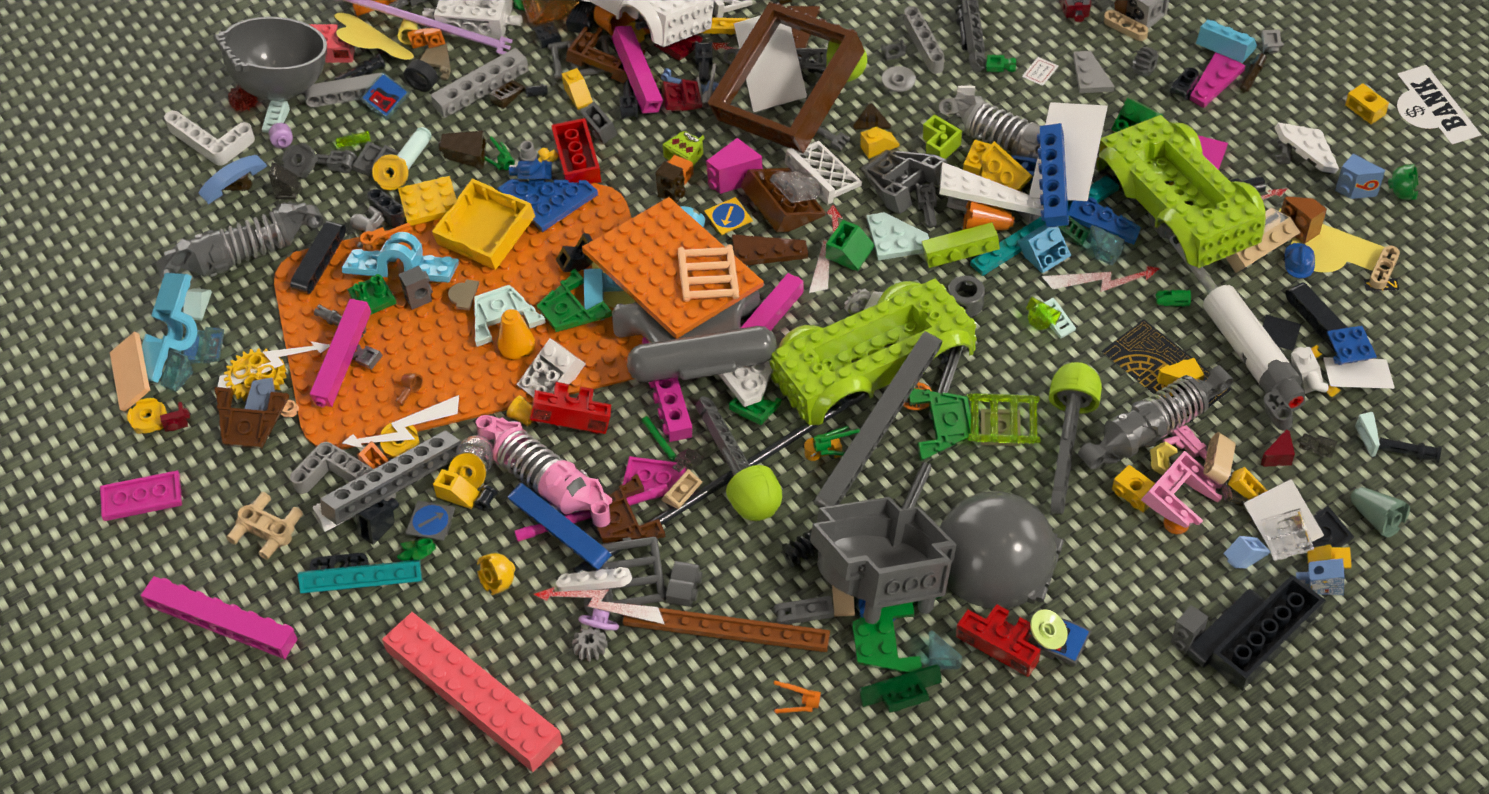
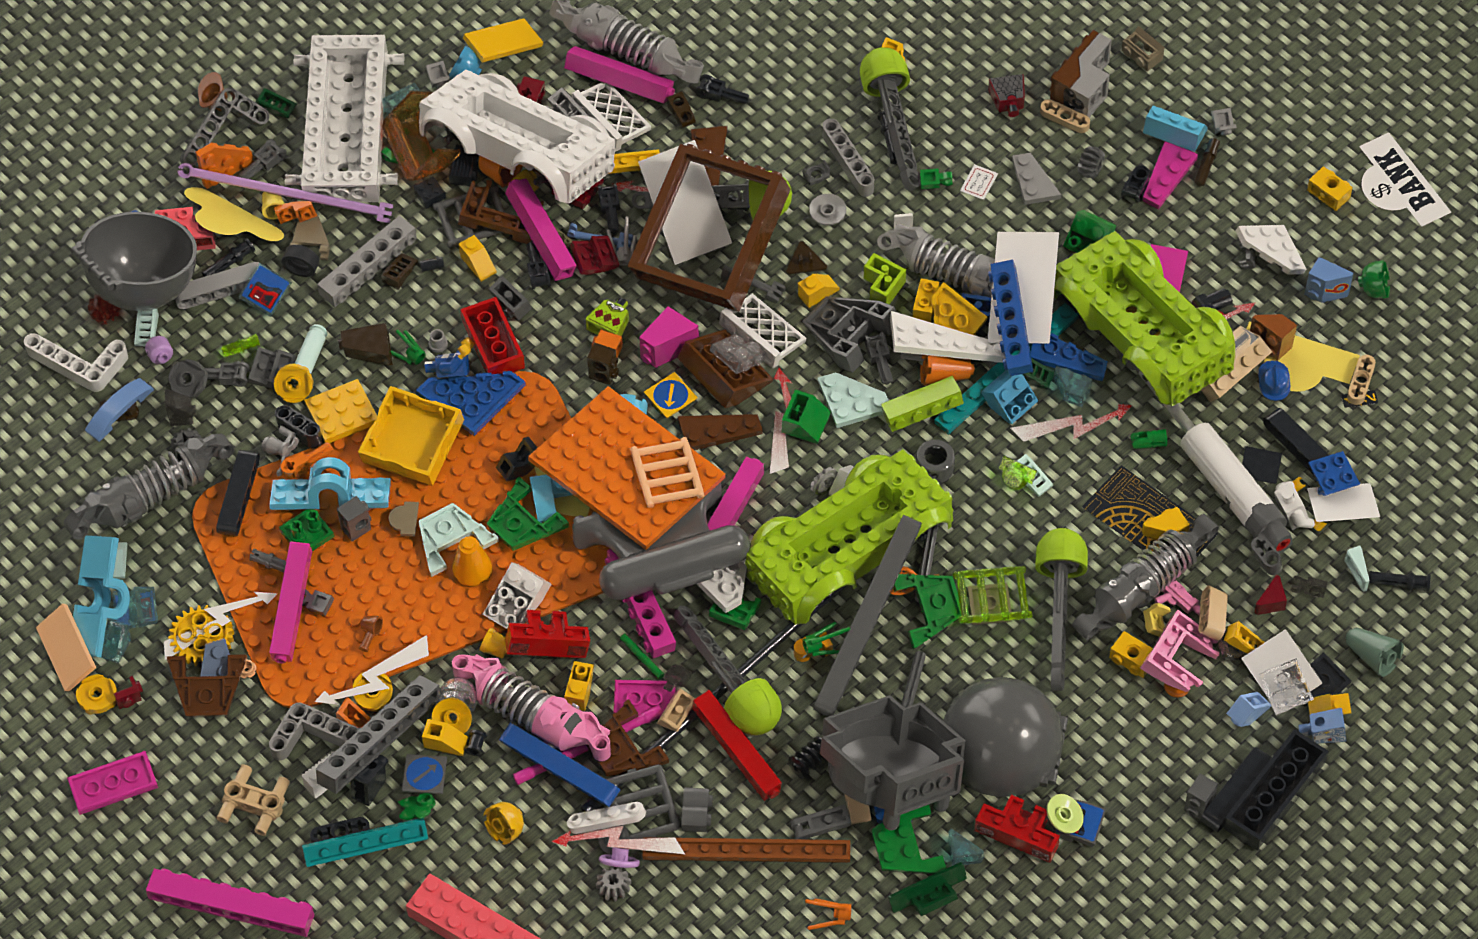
camera: 10 degrees left, 5 degrees up
(593, 456) = (579, 684): none -> yellow slope
(734, 528) = (737, 745): none -> red brick

